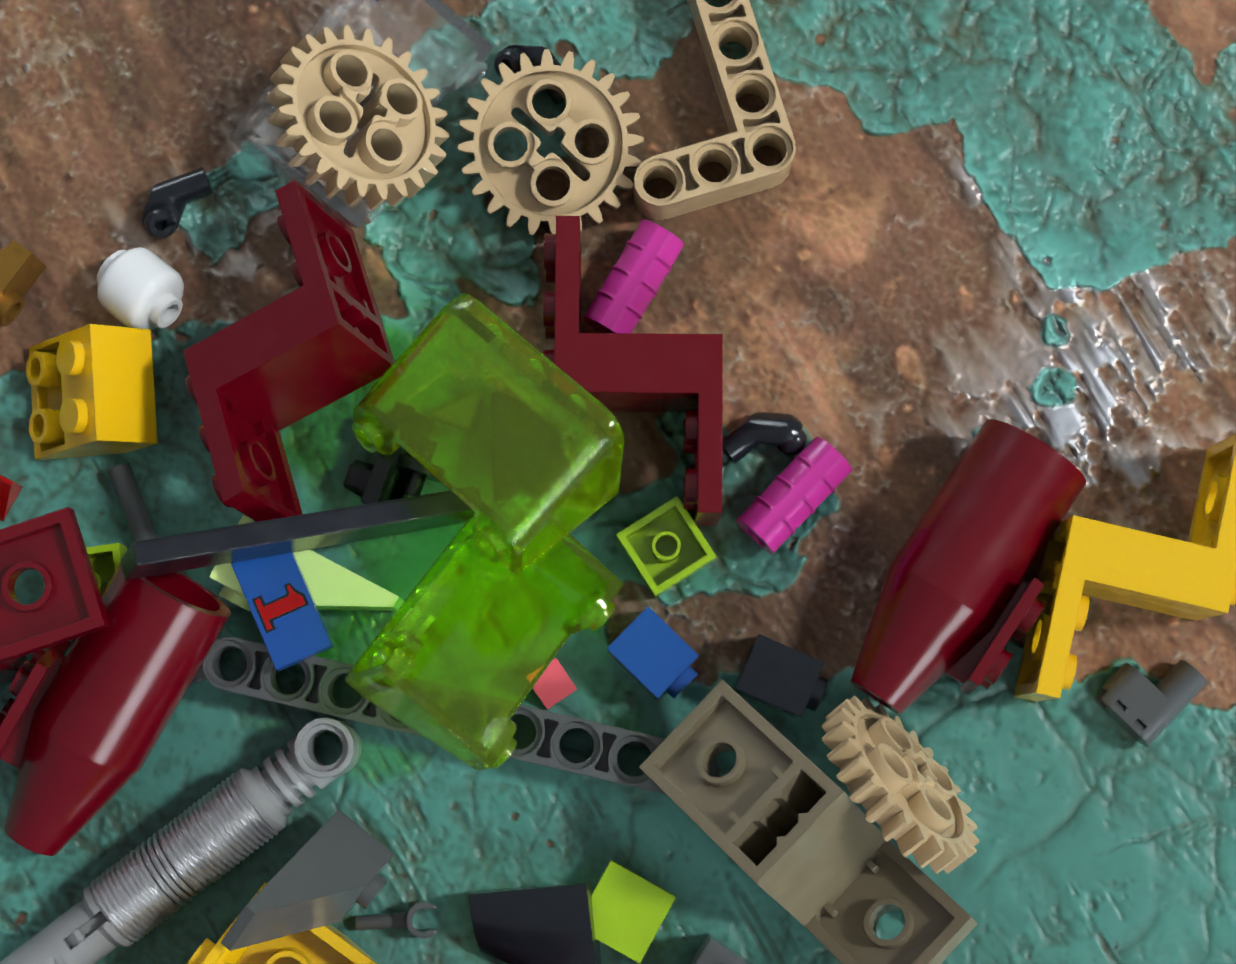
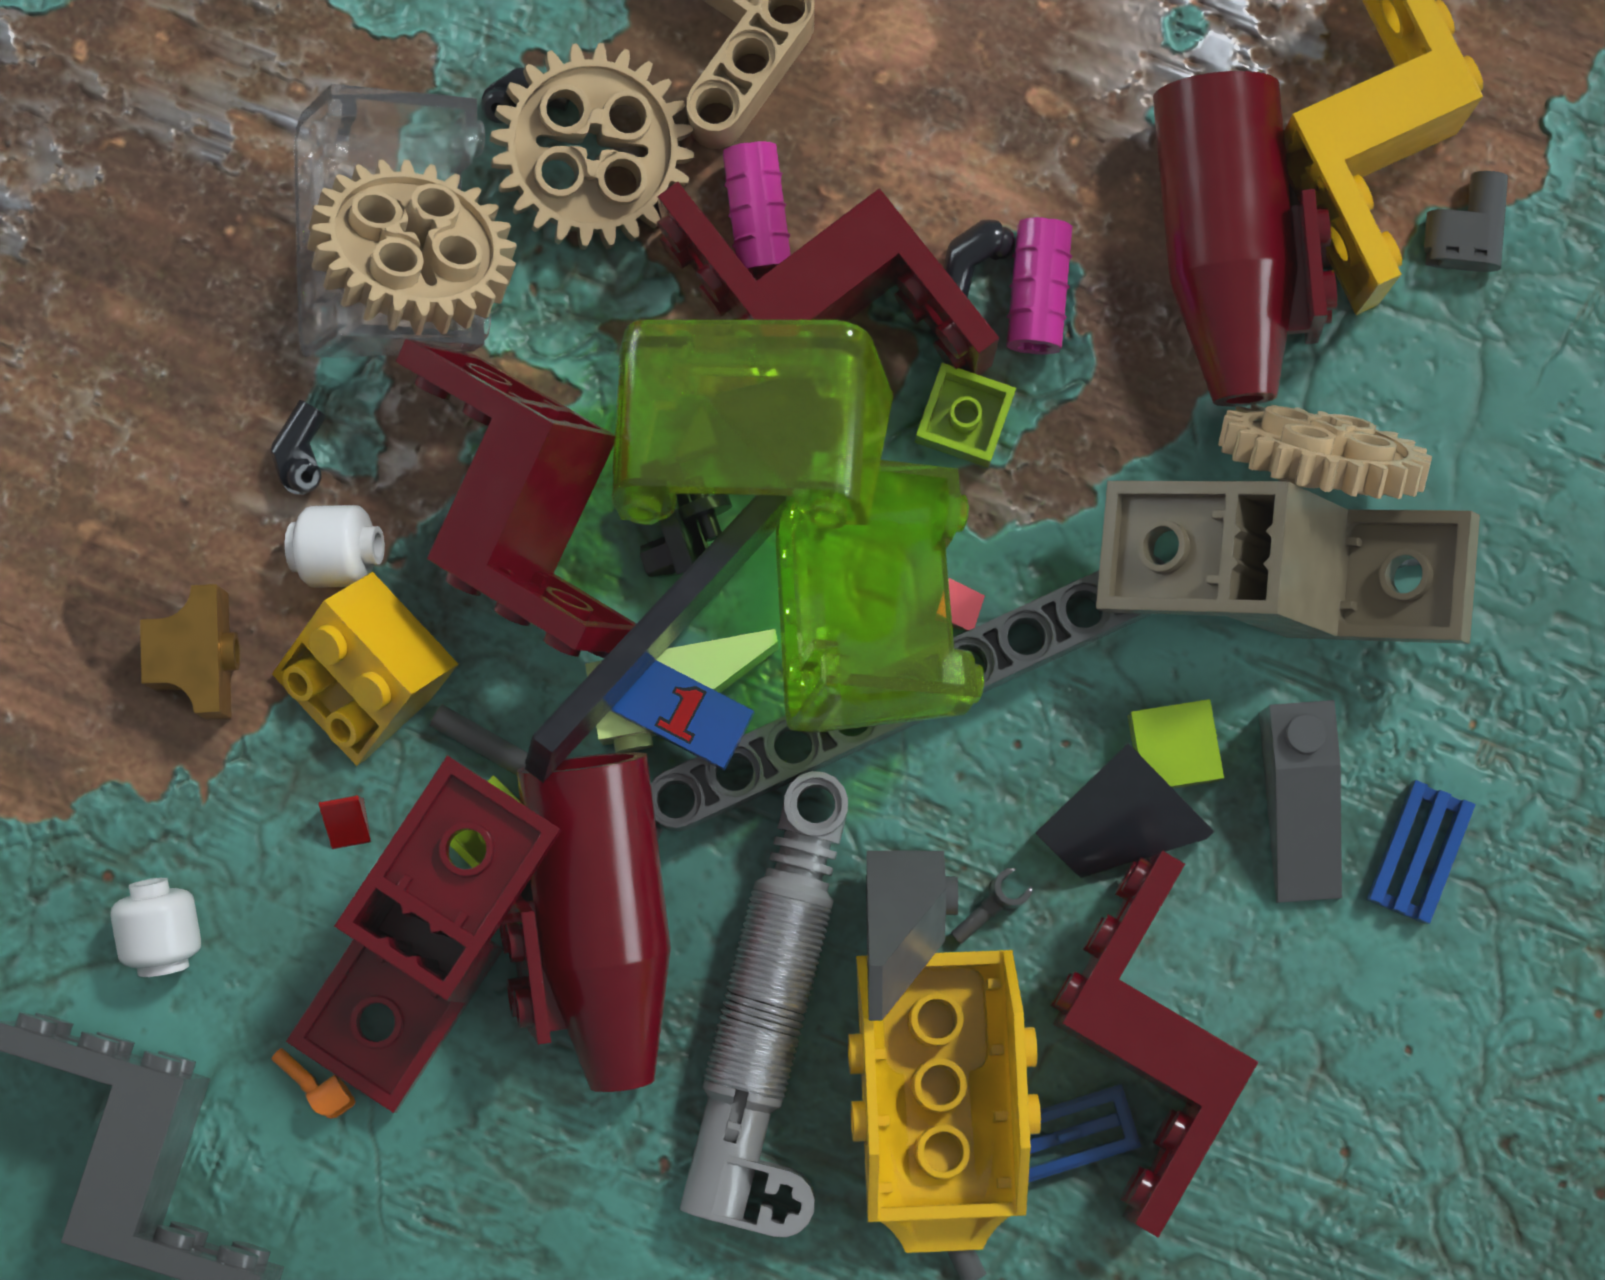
camera: 35 degrees left, 0 degrees up
(654, 655) = (1030, 512): blue brick -> none
(781, 677) = (1152, 445): black brick -> none

